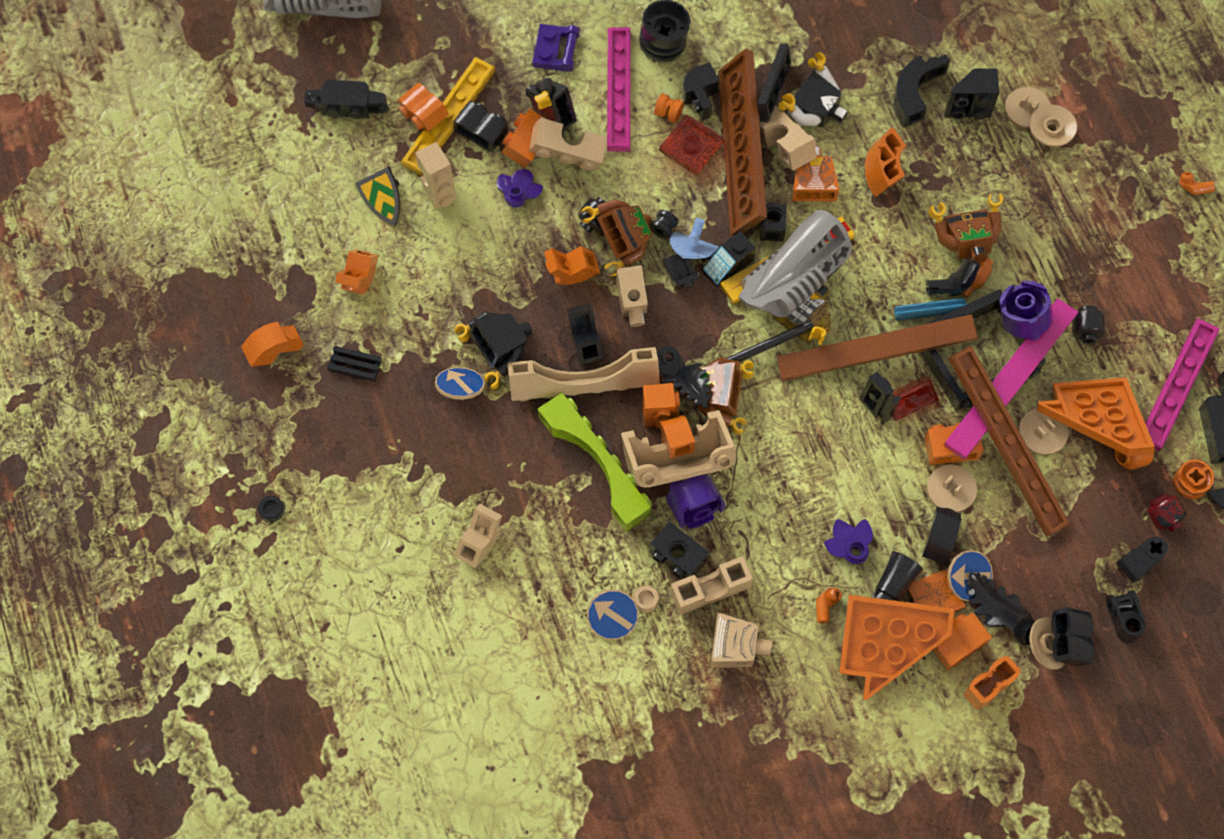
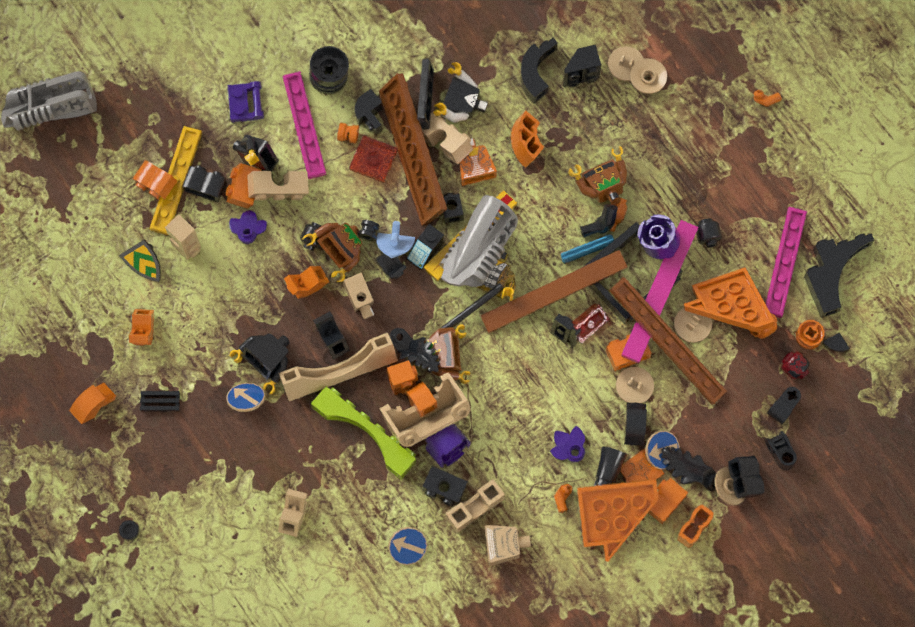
camera: 15 degrees left, 5 degrees up
(346, 99) = (91, 187): black hinge -> none
(646, 599) = (429, 527): tan tile -> none

